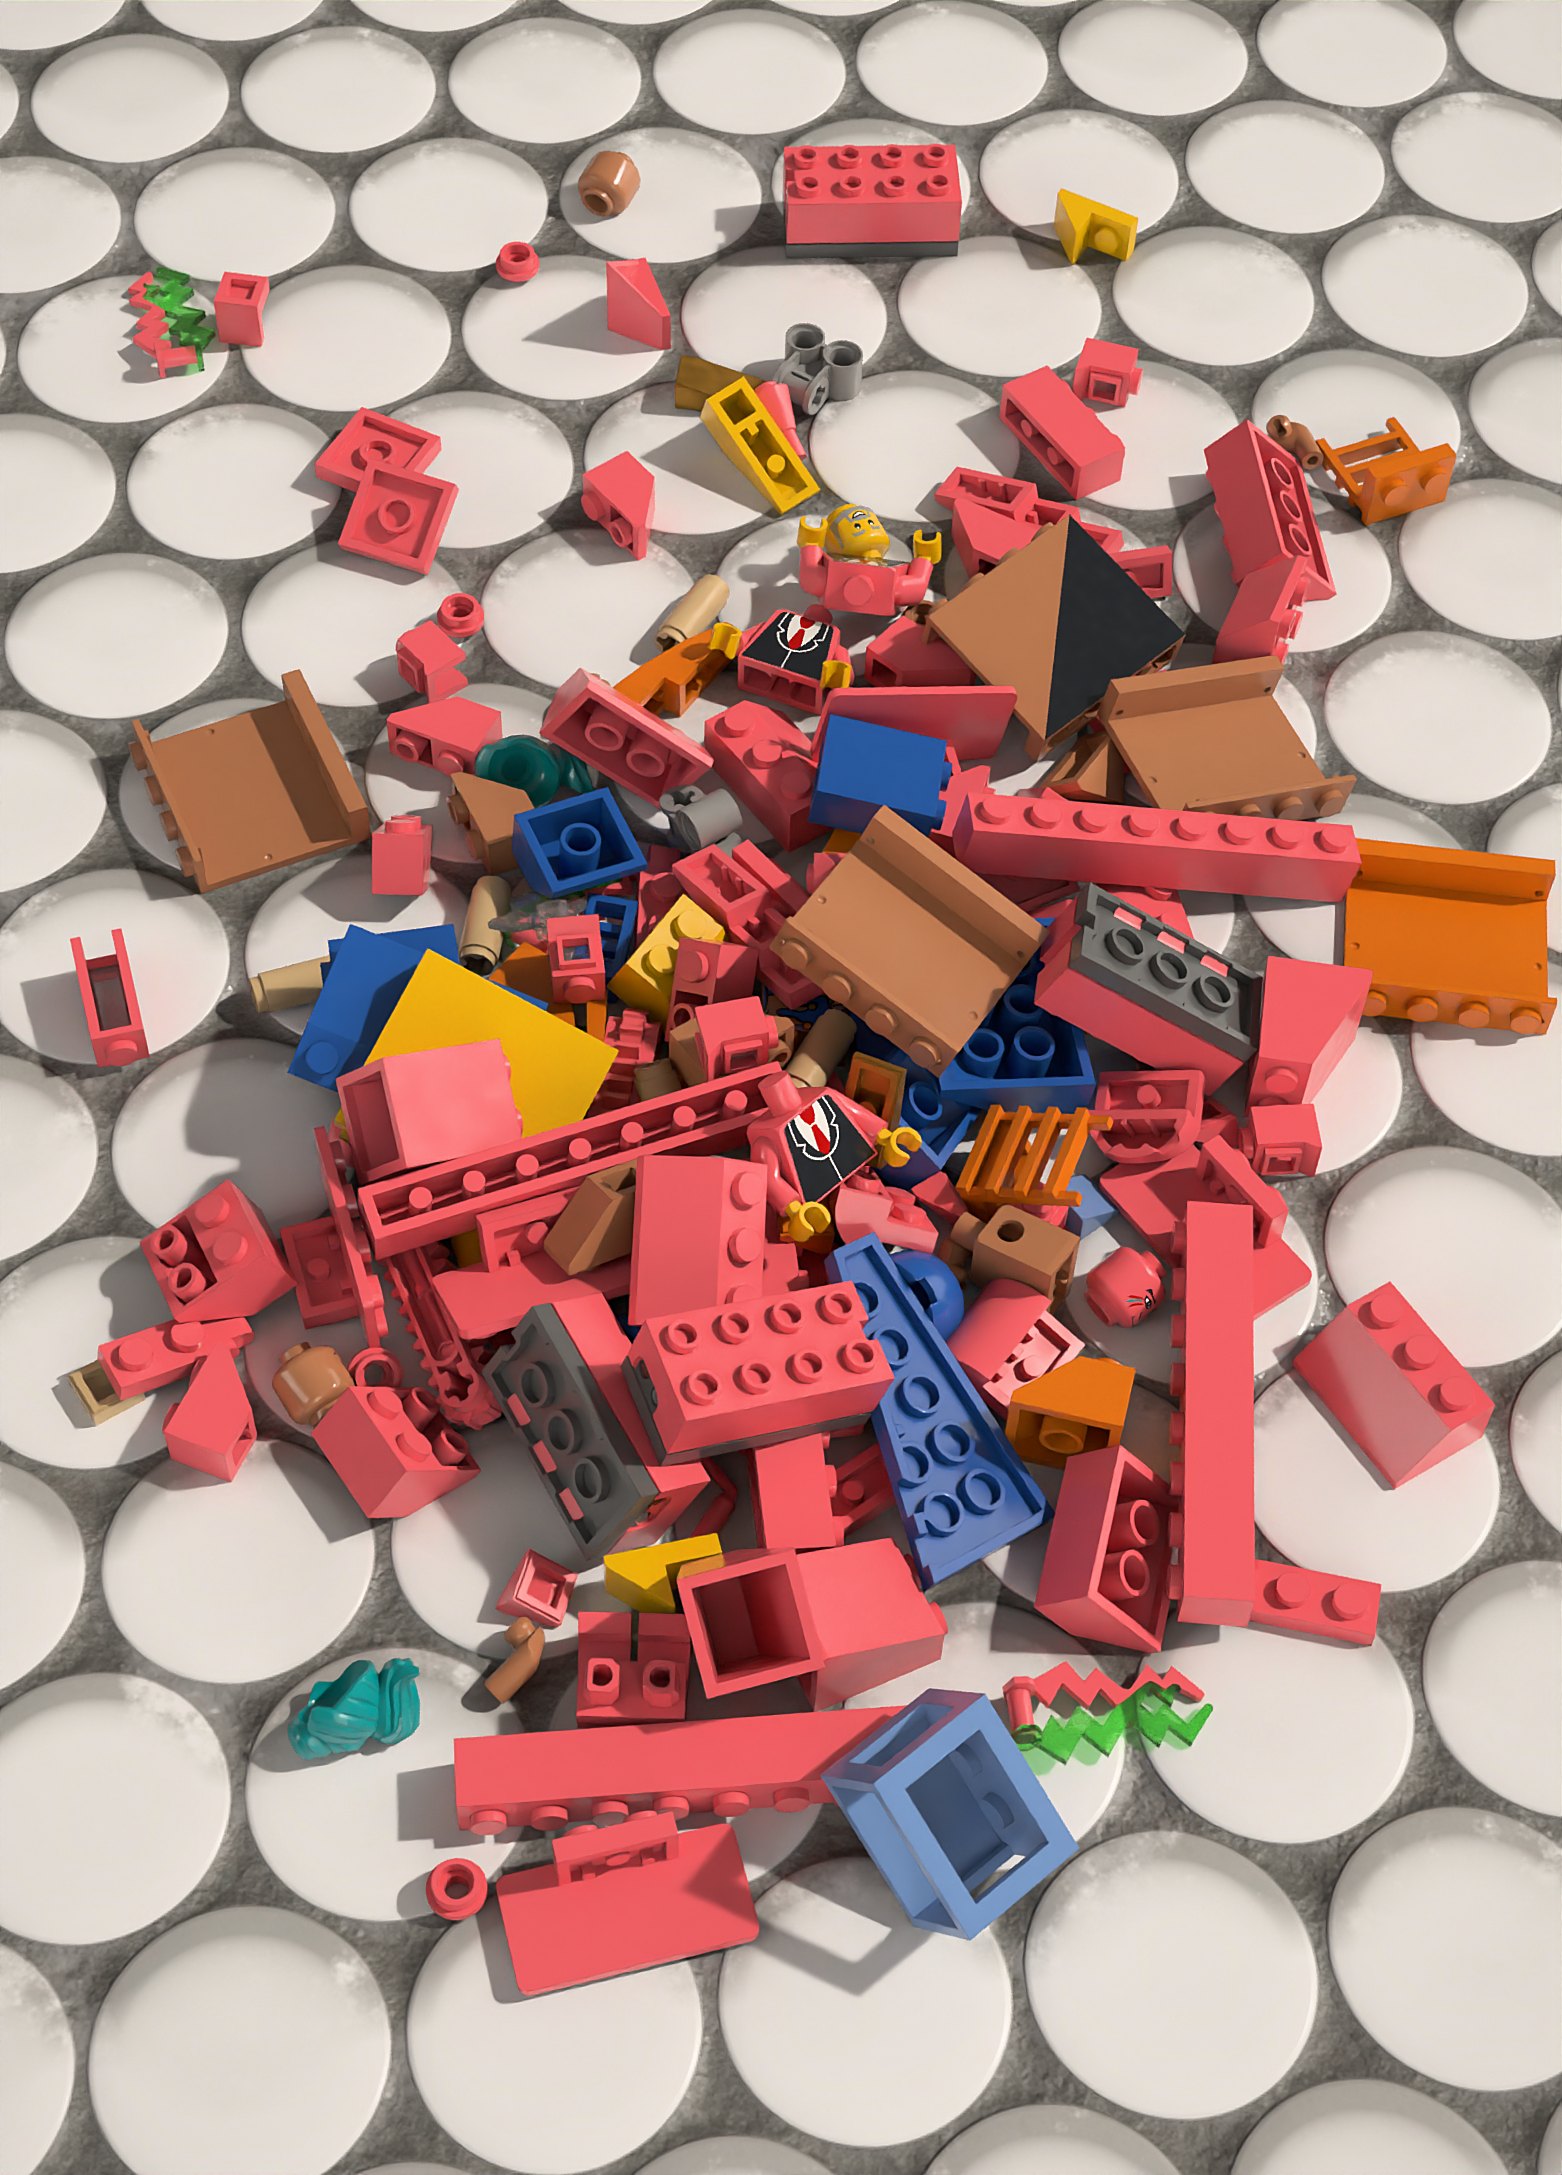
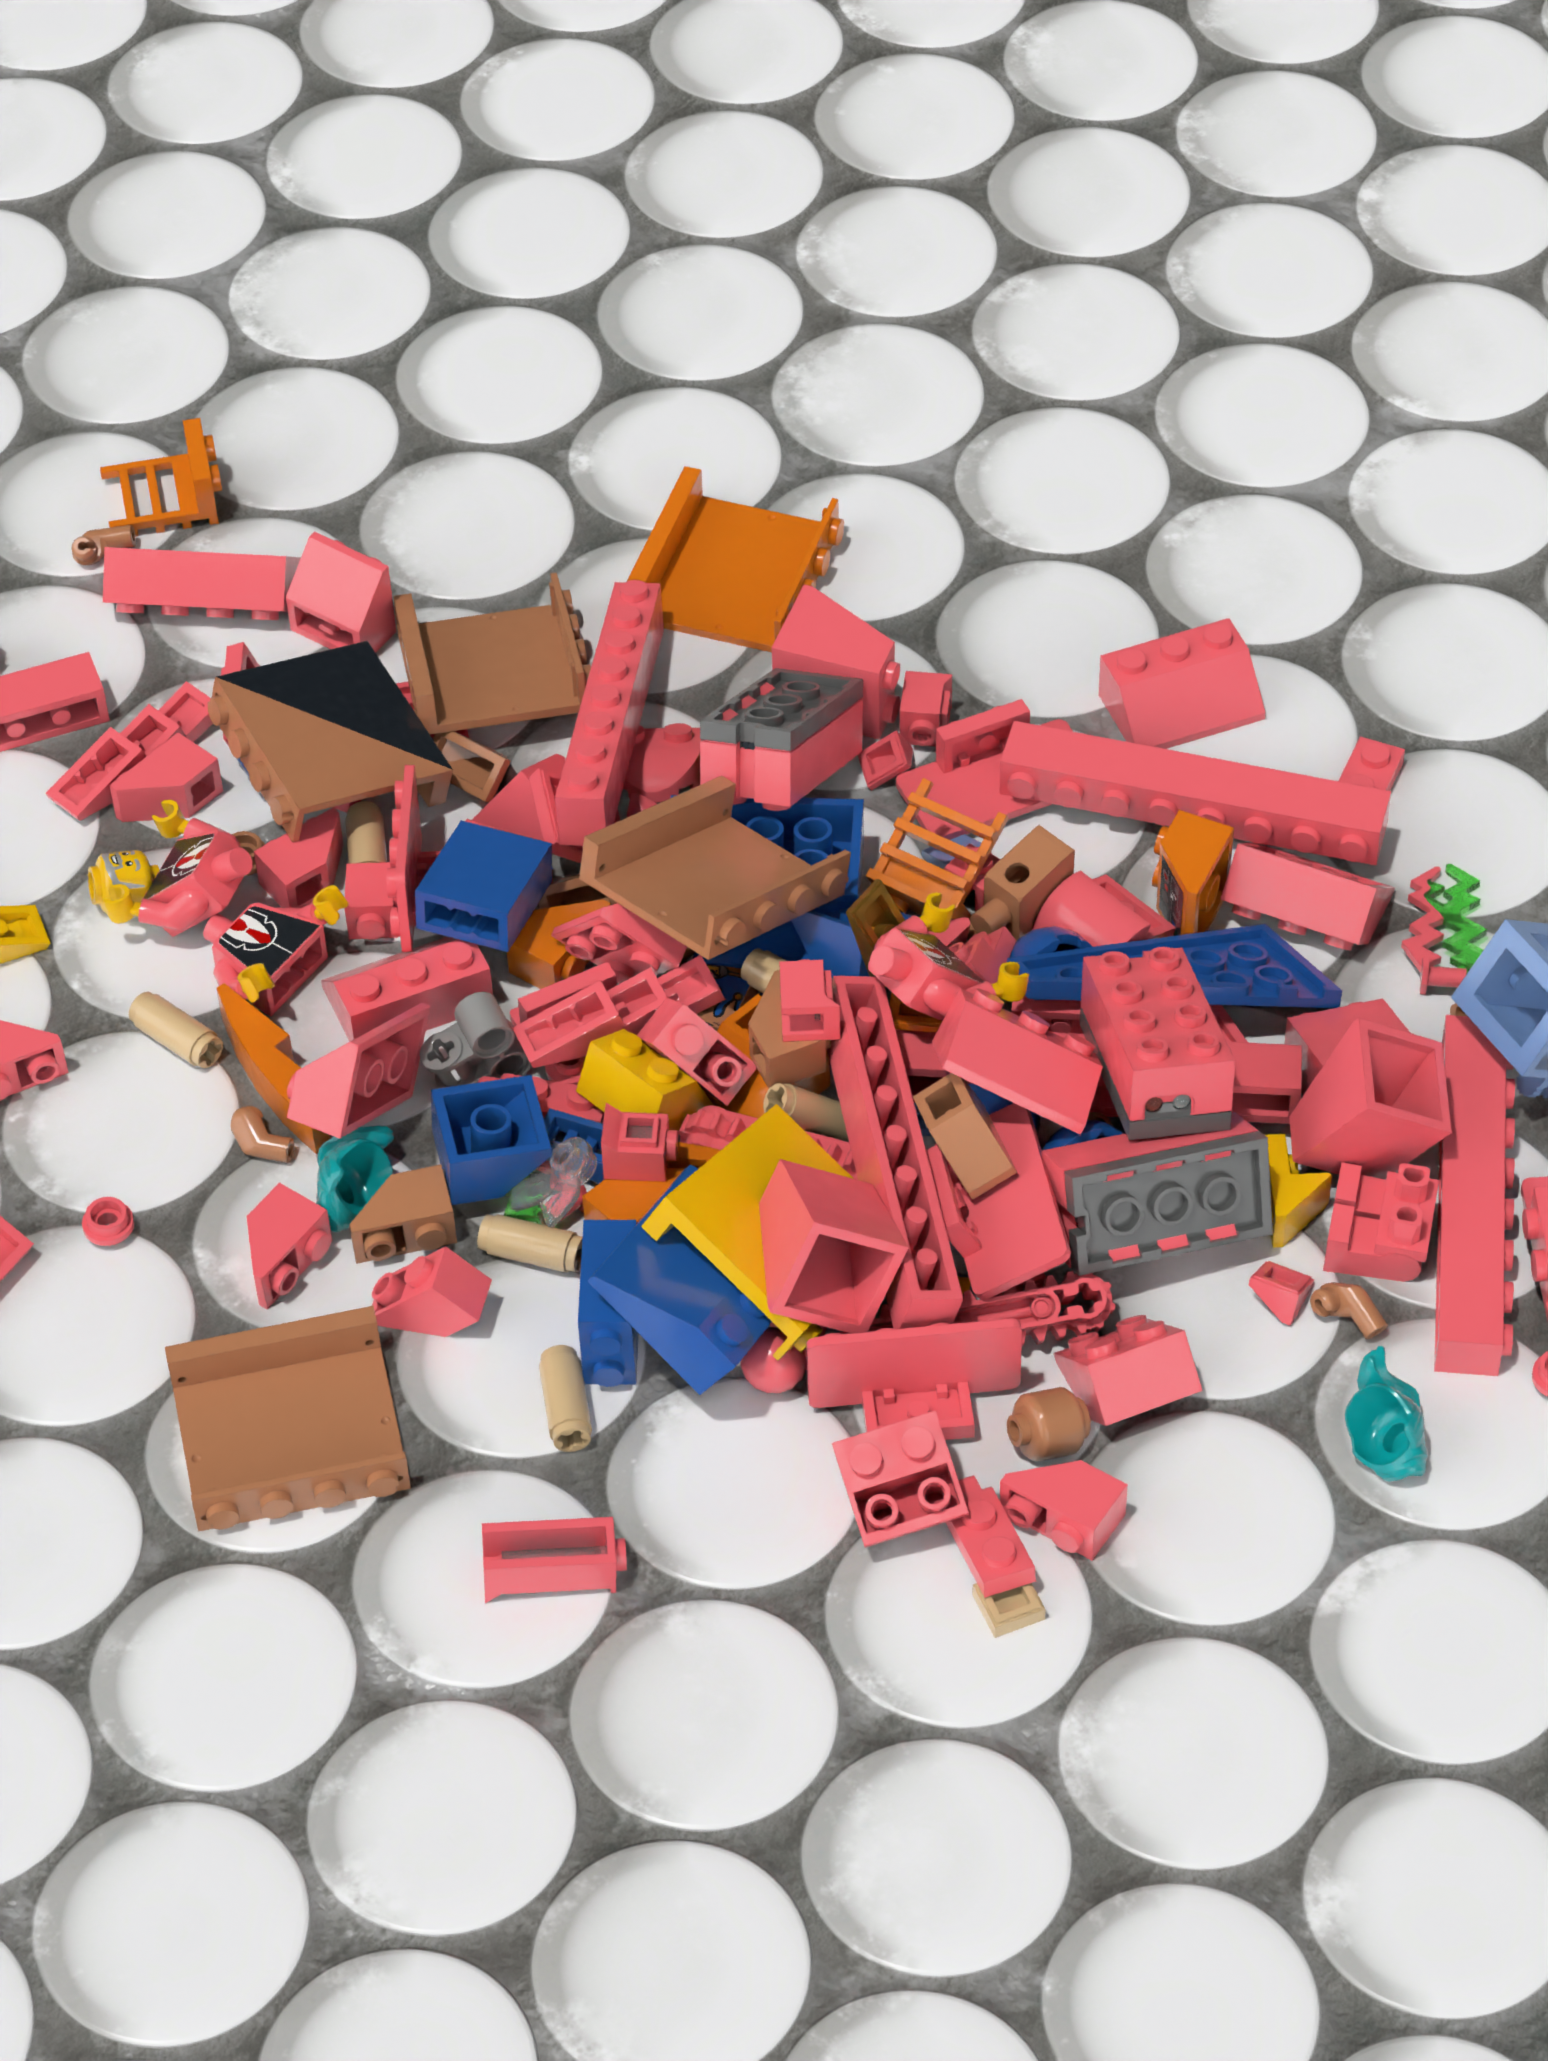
camera: 75 degrees left, 5 degrees down
(389, 1363) = (1042, 1374): coral plate -> none
(428, 662) = (172, 1247): coral window -> none
(1125, 1287) = (1060, 821): coral head -> none
(1151, 1113) = (884, 777): coral slope -> none

